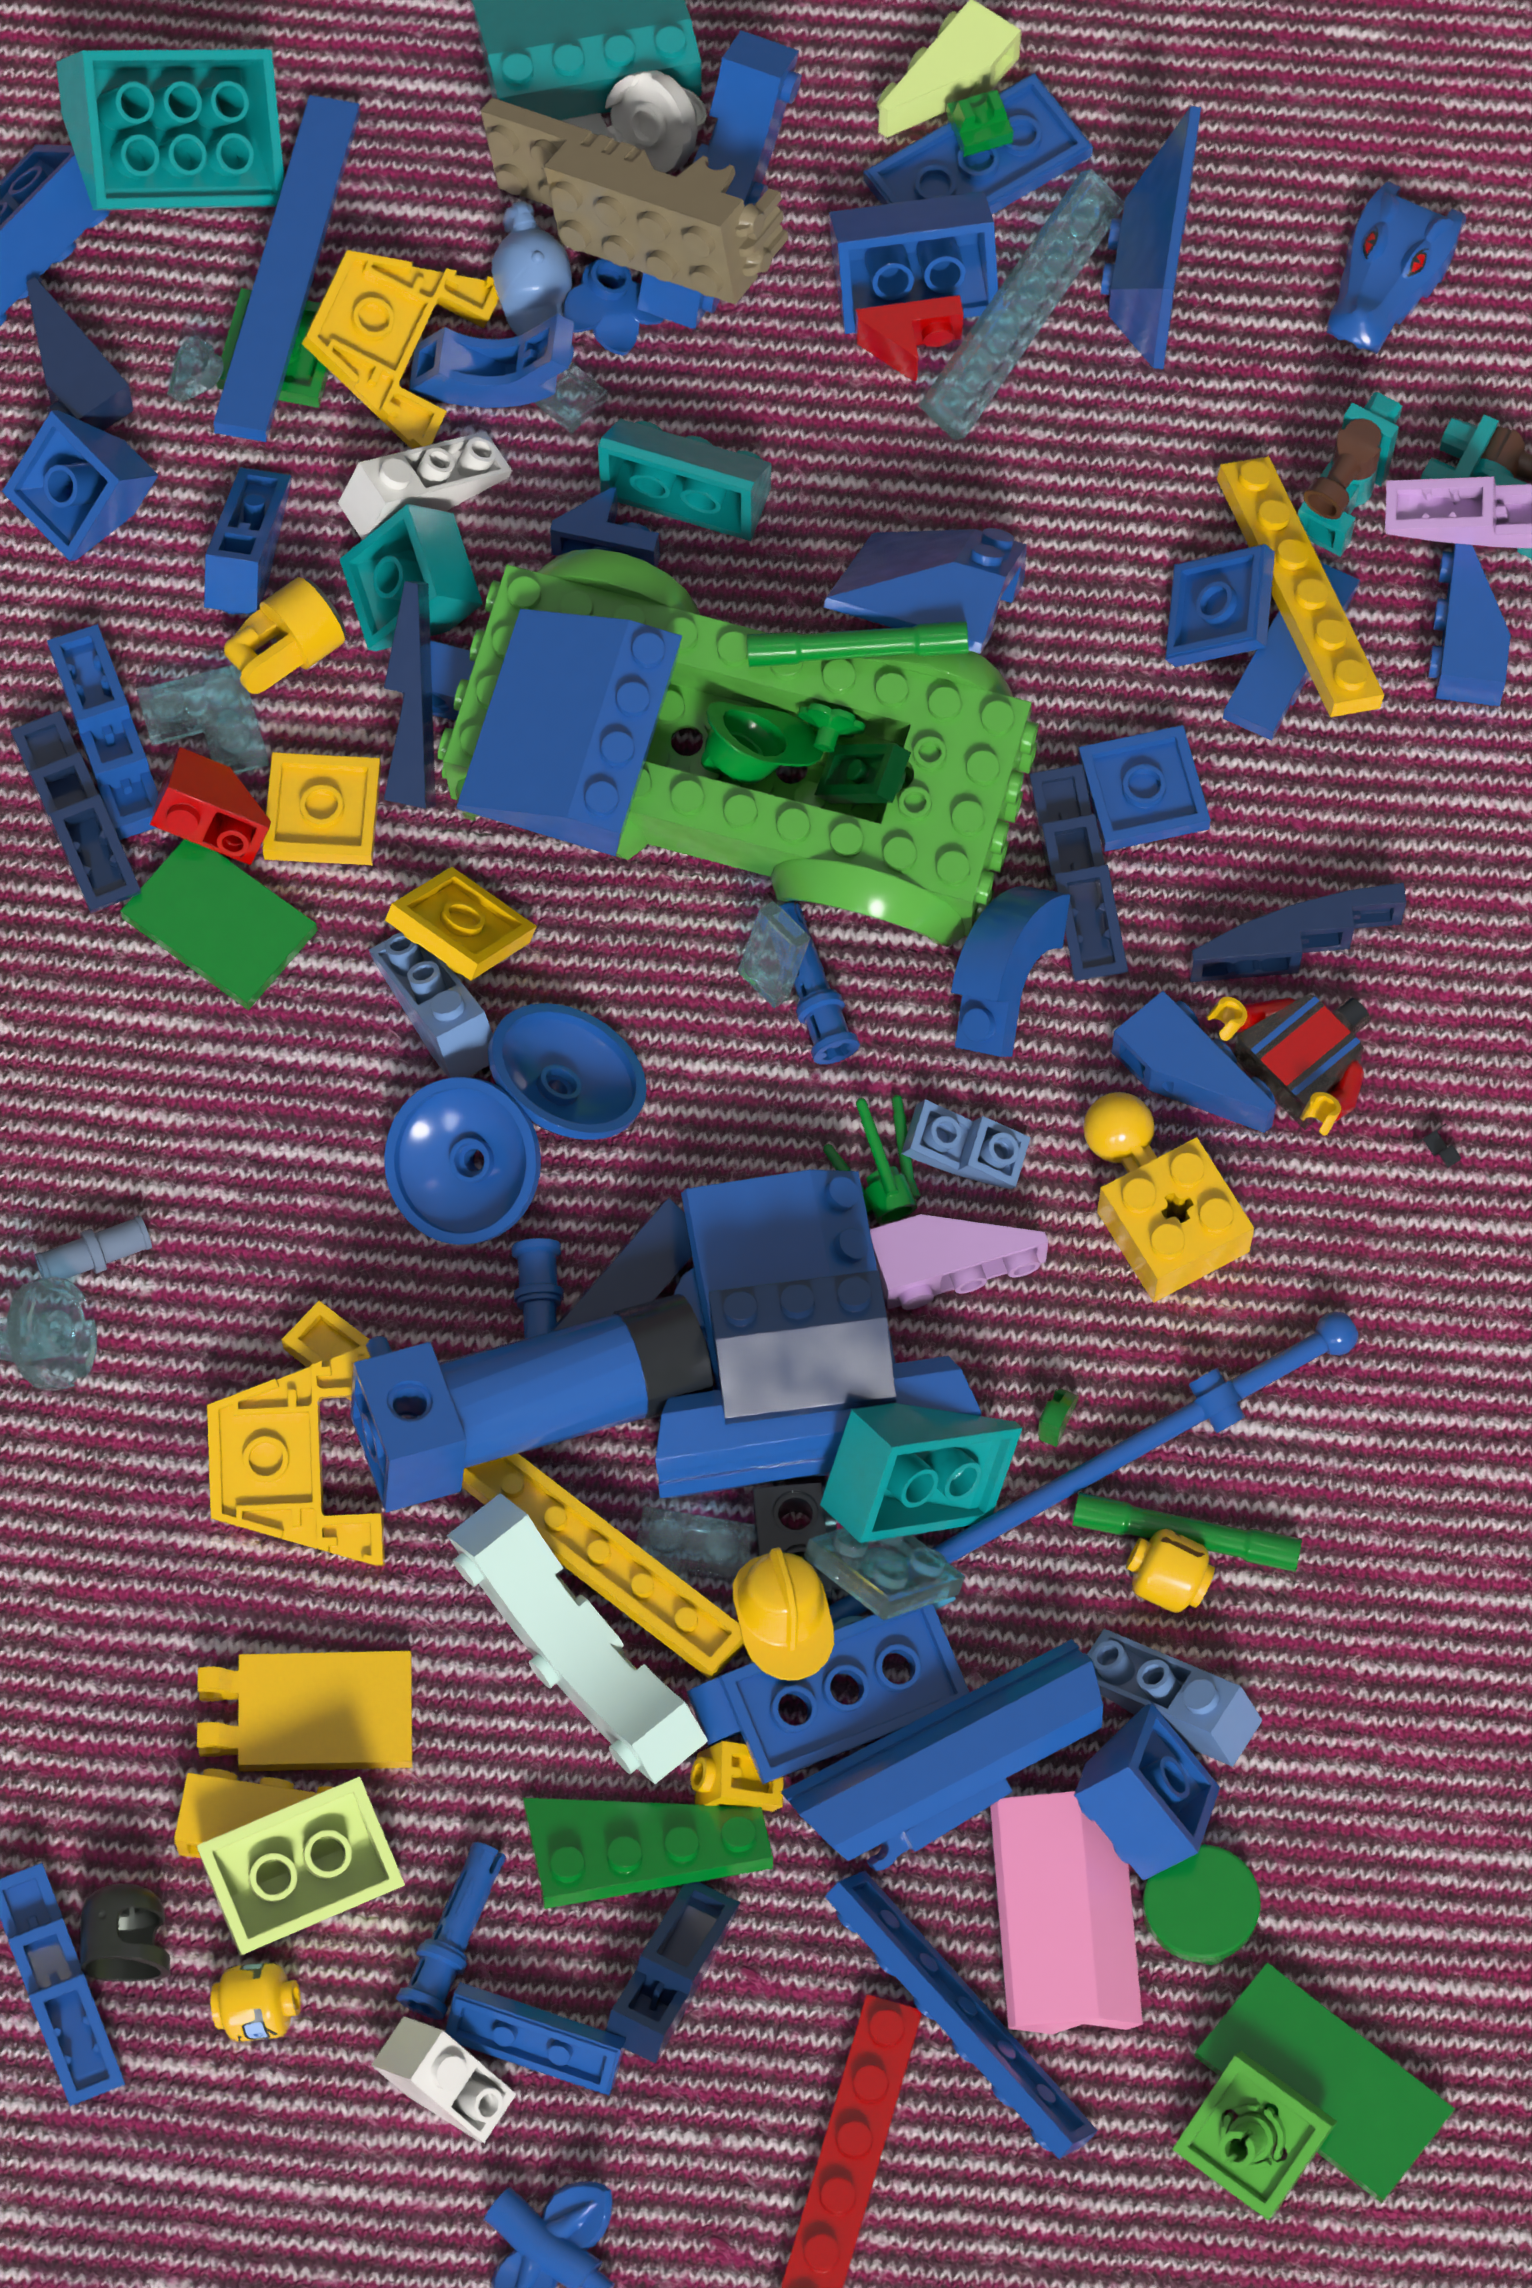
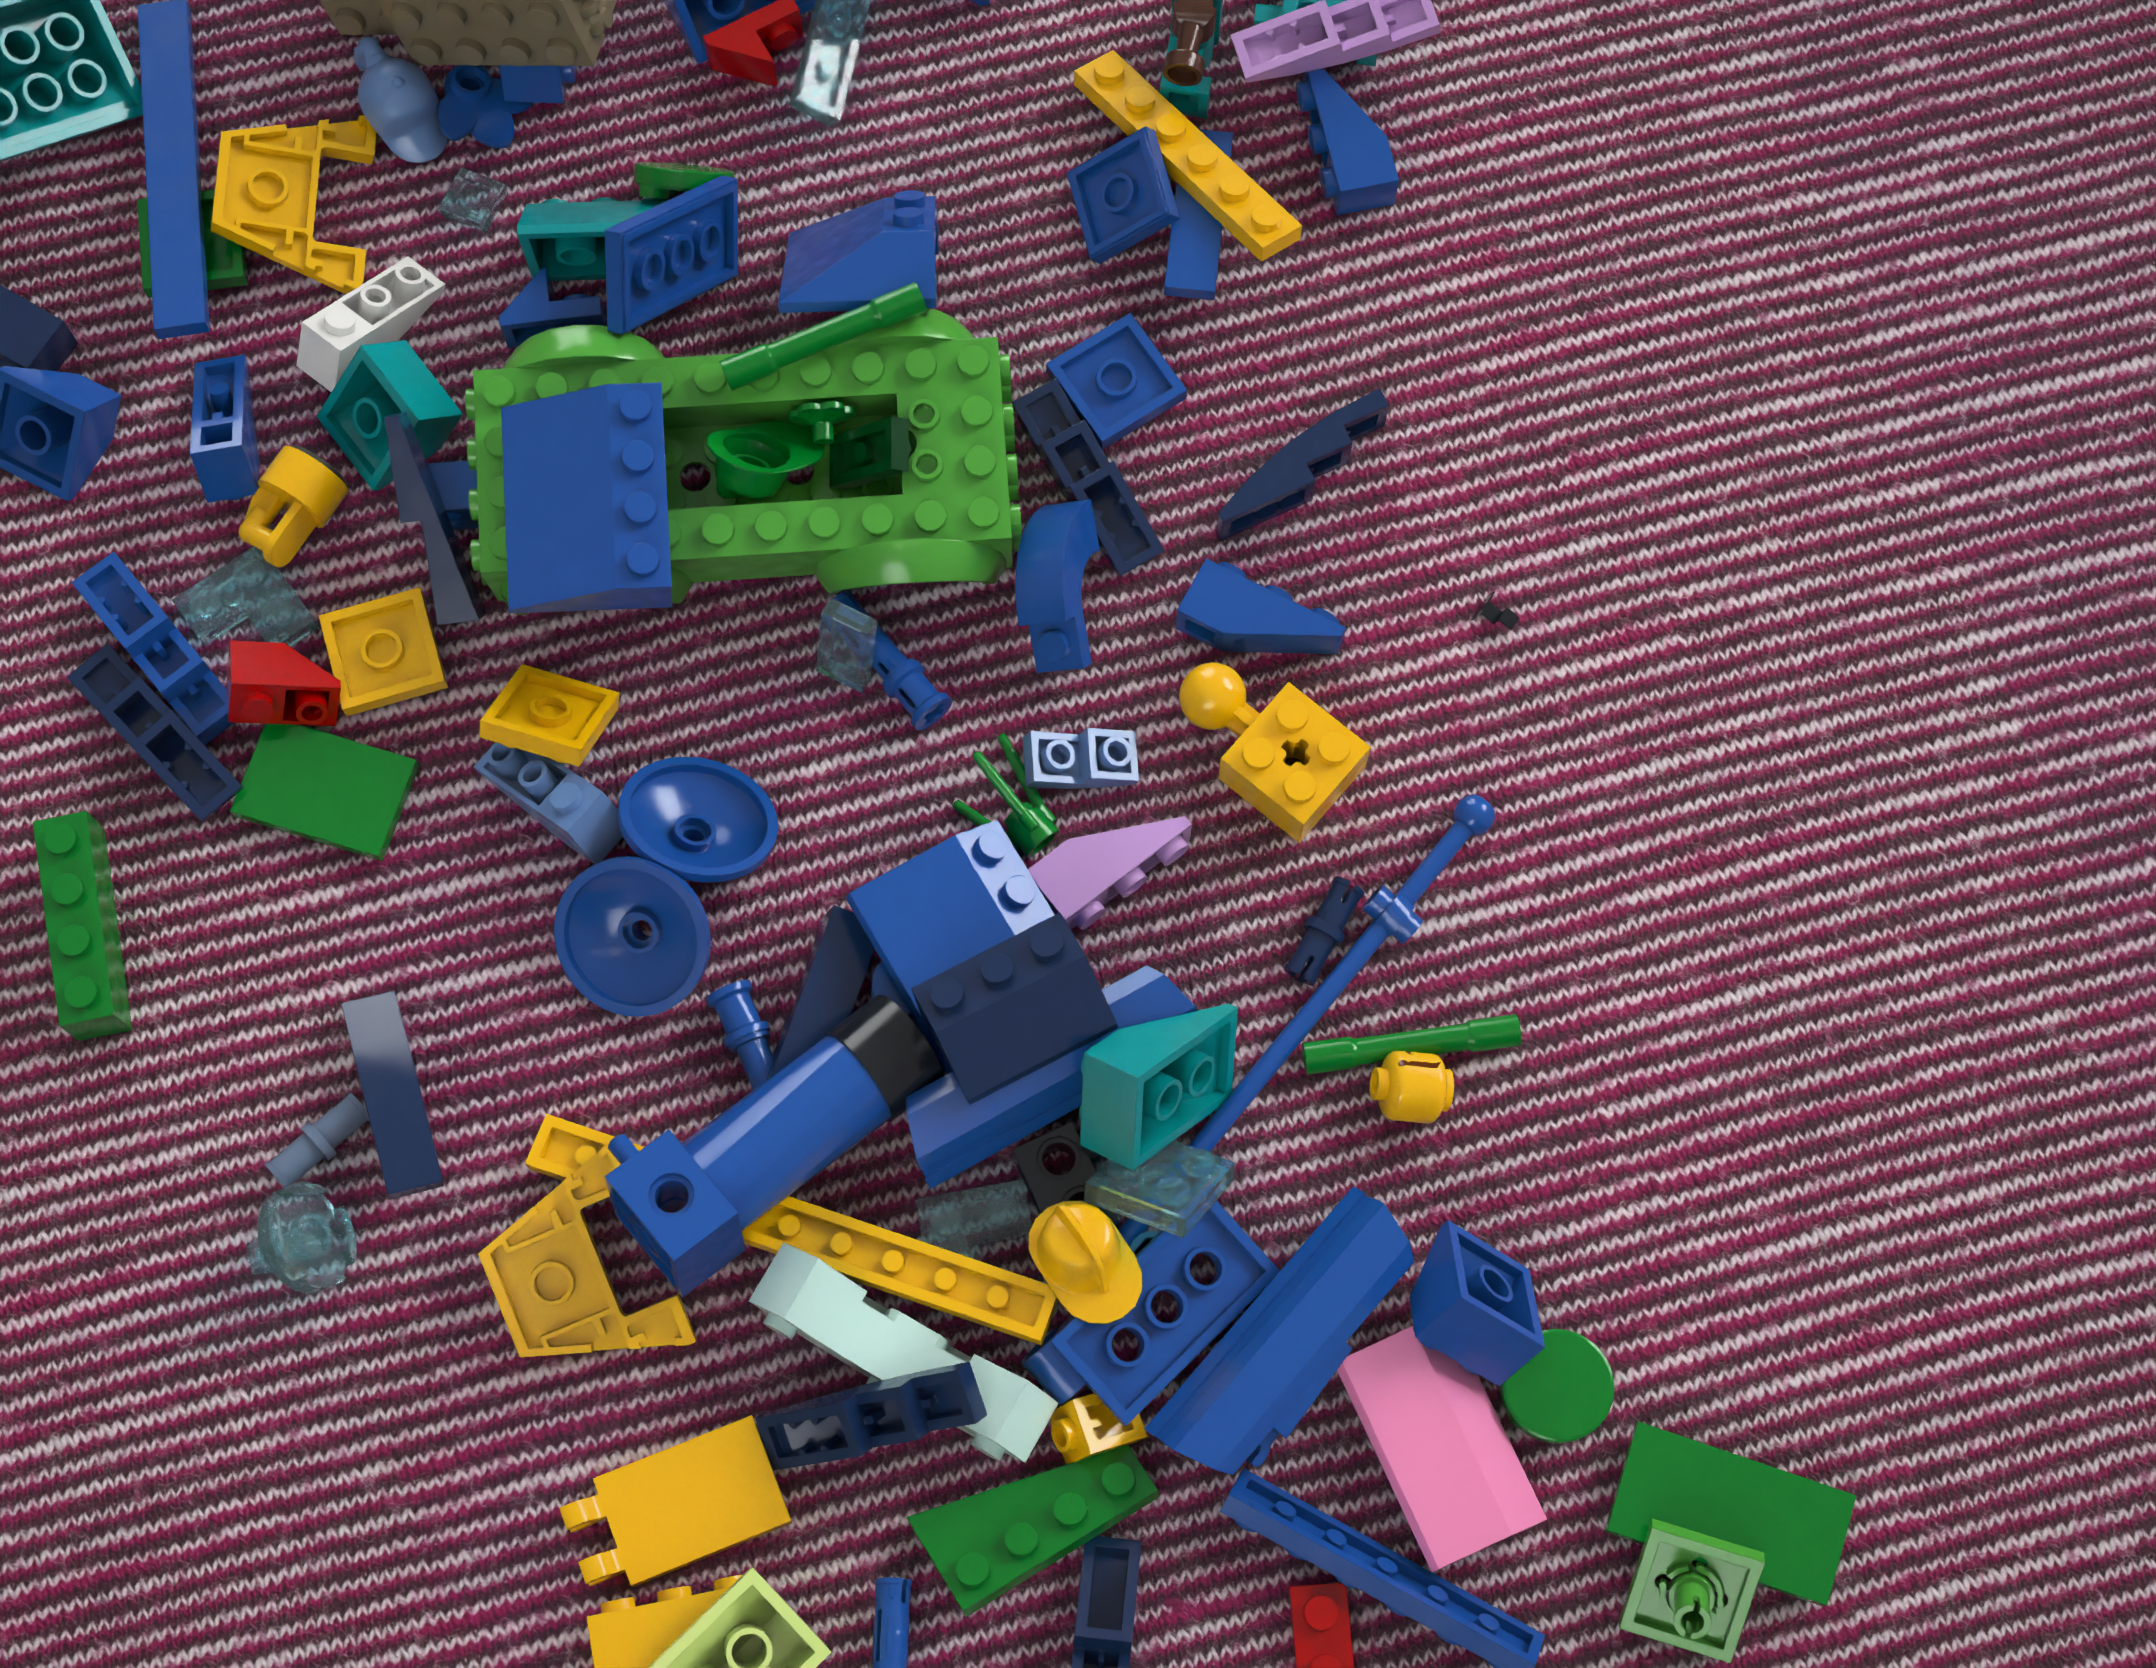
camera: 20 degrees left, 5 degrees up
(178, 1231) = (392, 1095): none -> dark blue slope
(194, 369) = (120, 287): clear light blue tile -> none
(493, 371) = (395, 199): blue arch -> none
(523, 1687) = (871, 1416): none -> dark blue slope
(743, 515) = (671, 253): none -> blue tile
(801, 453) = (666, 179): none -> green tile
(1056, 1416) = (1255, 979): green tile -> none
(1142, 1393) = (1324, 931): none -> dark blue pin
(1199, 1706) = (1484, 1204): medium blue slope -> none
(1300, 1052) = (1347, 572): torso -> none

